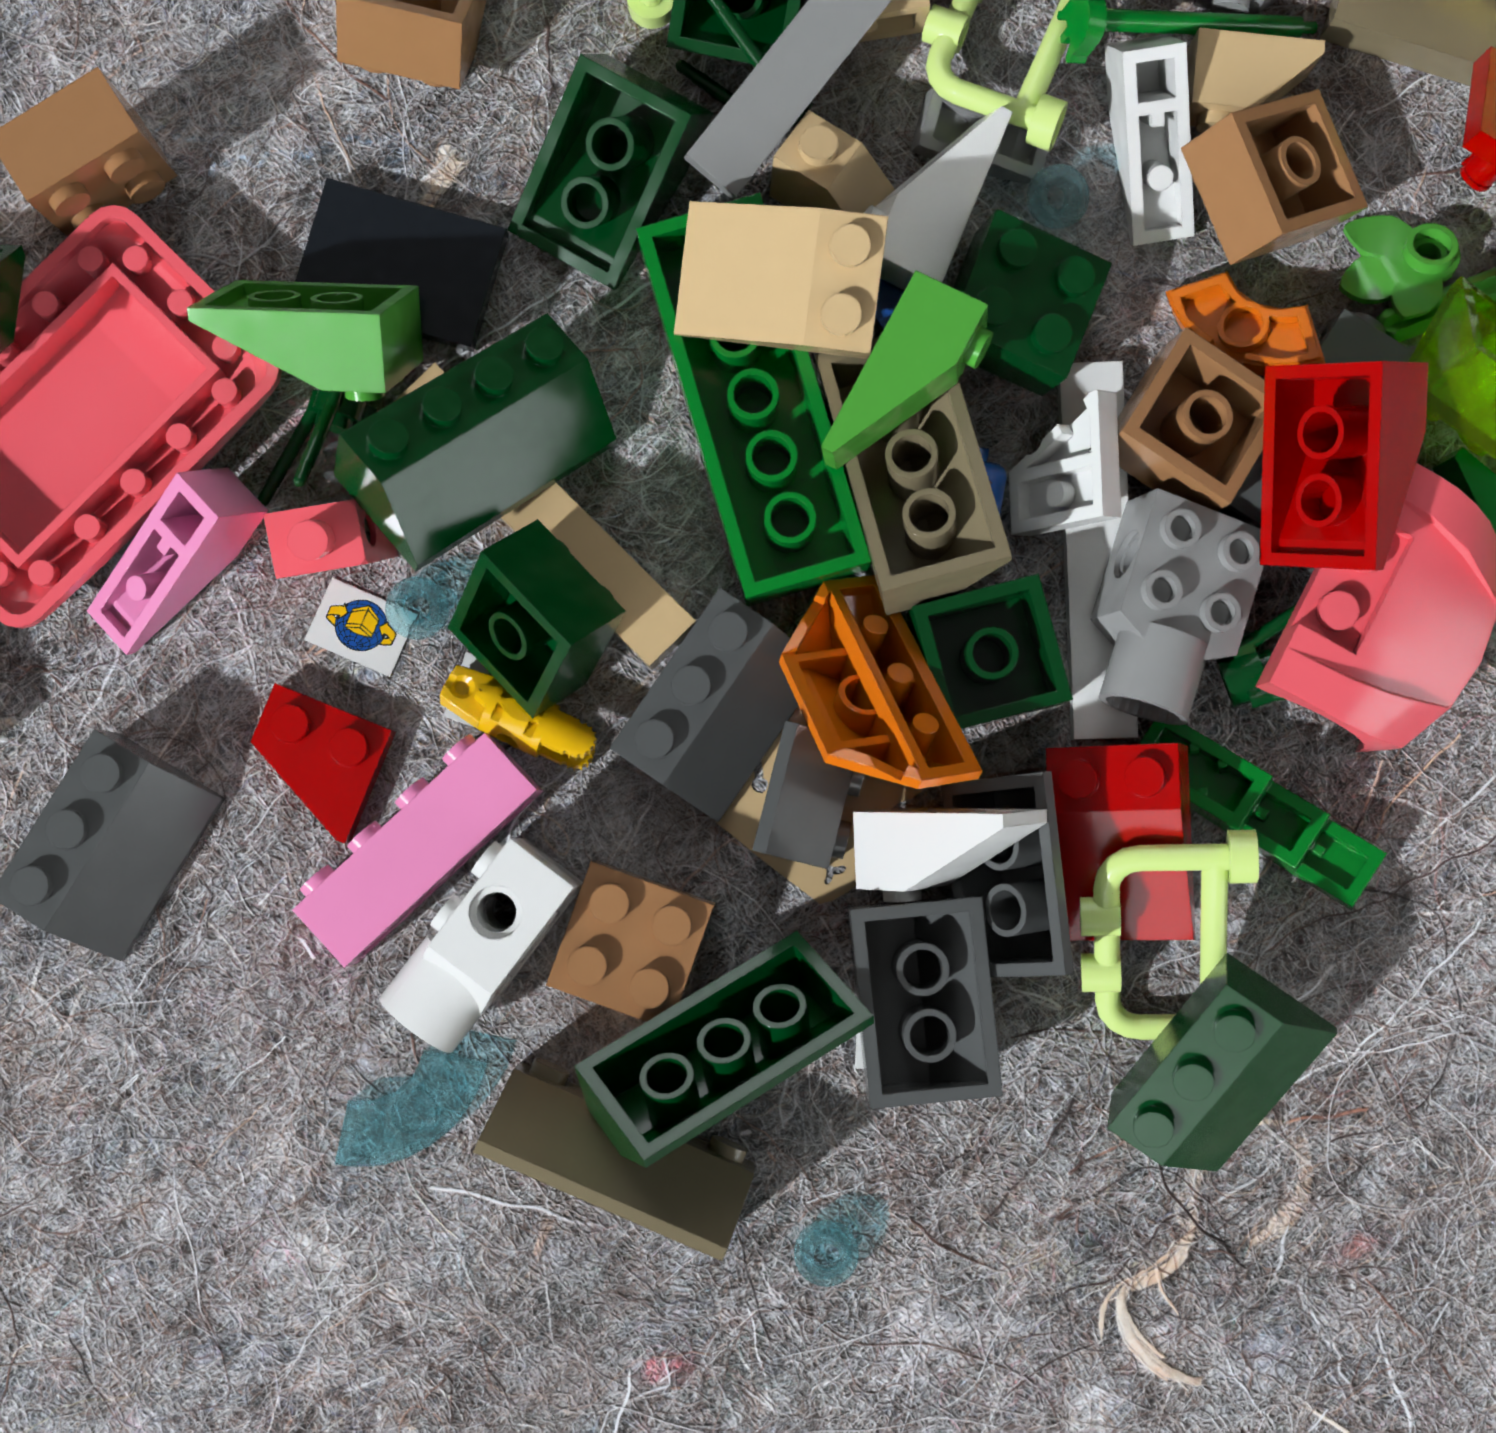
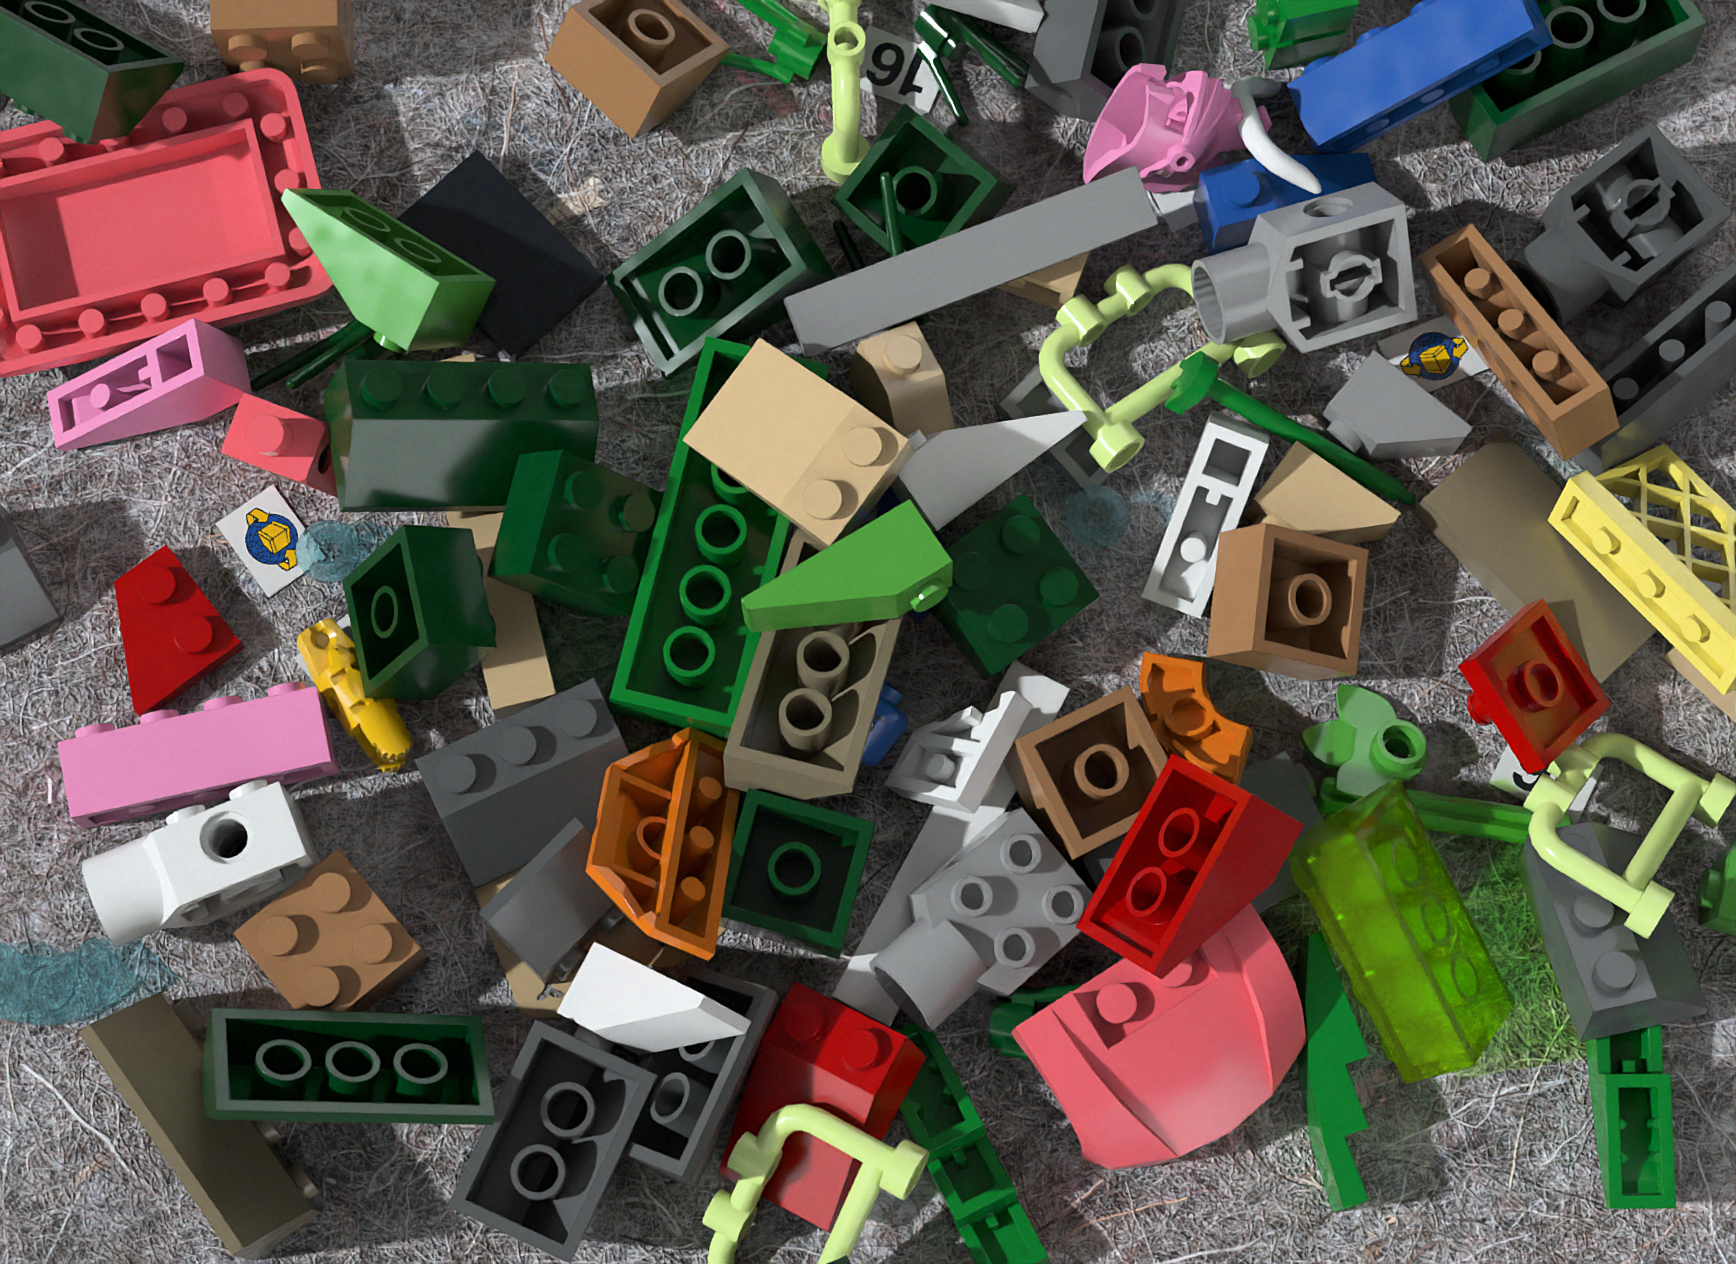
camera: 20 degrees right, 10 degrees down
(628, 470) = (575, 533): none -> dark green brick

